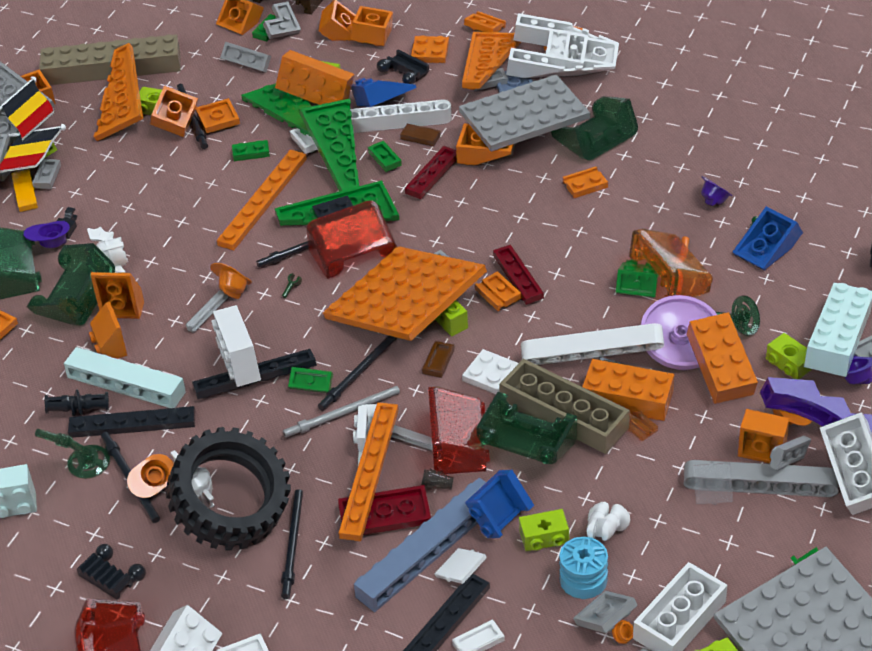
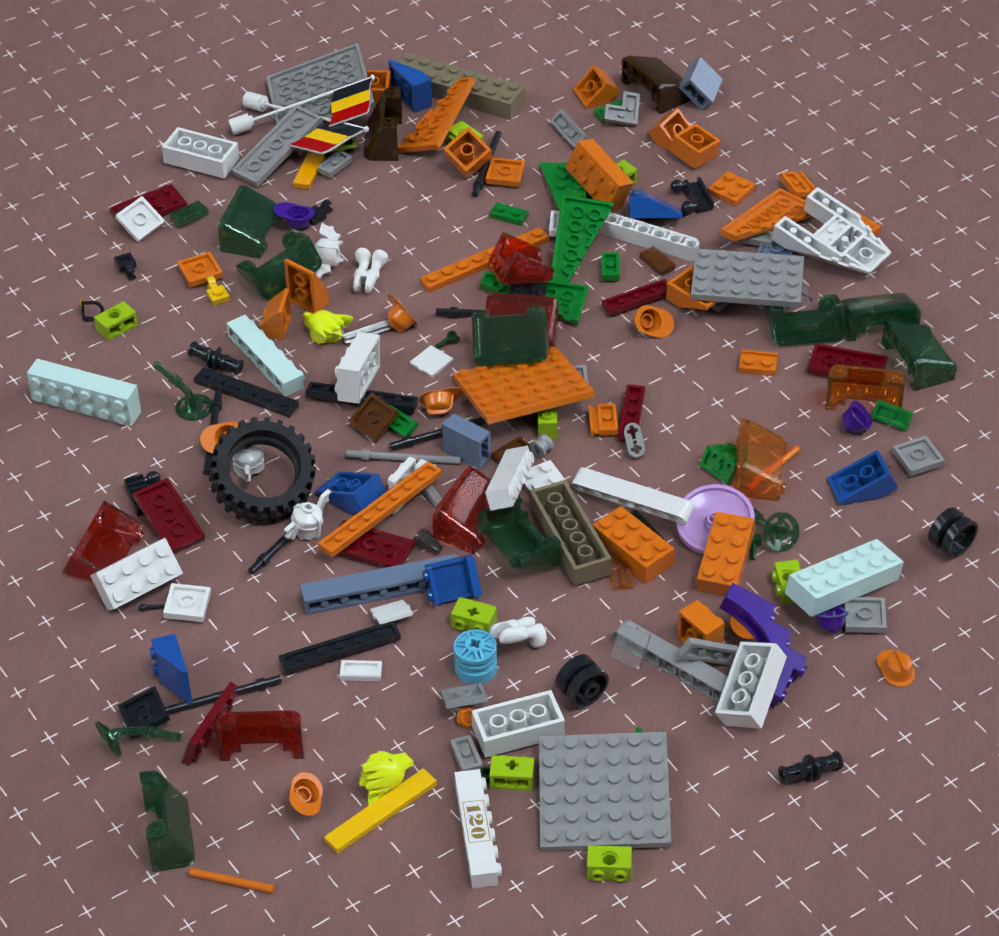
camera: 30 degrees right, 0 degrees up
(24, 342) = (215, 293): none -> yellow plate
(68, 75) = (414, 85): none -> blue slope
(82, 126) = (382, 124): none -> dark brown windscreen
(156, 580) = (169, 515): none -> dark red plate
(160, 262) = (368, 277): none -> white piece
(166, 323) = (326, 326): none -> neon yellow piece
(285, 386) = (373, 417): none -> reddish brown plate
(290, 311) = (431, 361): none -> white piece
(305, 187) = (518, 262): none -> clear red windscreen
(305, 515) = (307, 519): none -> white helmet
(323, 466) = (353, 490): none -> blue slope
(336, 343) = (440, 401): none -> orange piece
(359, 254) = (510, 337): none -> clear green windscreen
(395, 367) = (466, 441): none -> sand blue brick
(464, 339) = (541, 445): none -> light grey wheel
(467, 186) = (654, 321): none -> orange piece
(476, 380) = (509, 477): none -> white brick
(548, 293) = (630, 442): none -> light grey beam
(657, 91) = (876, 310): none -> clear green windscreen
(662, 150) = (826, 356): none -> dark red plate
(704, 538) = (582, 681): none -> black wheel
(718, 152) = (864, 384): none -> clear orange windscreen
(729, 117) = (920, 351): none -> clear green windscreen
(739, 174) = (892, 414): none -> green plate
(791, 199) = (918, 456): none -> light grey plate

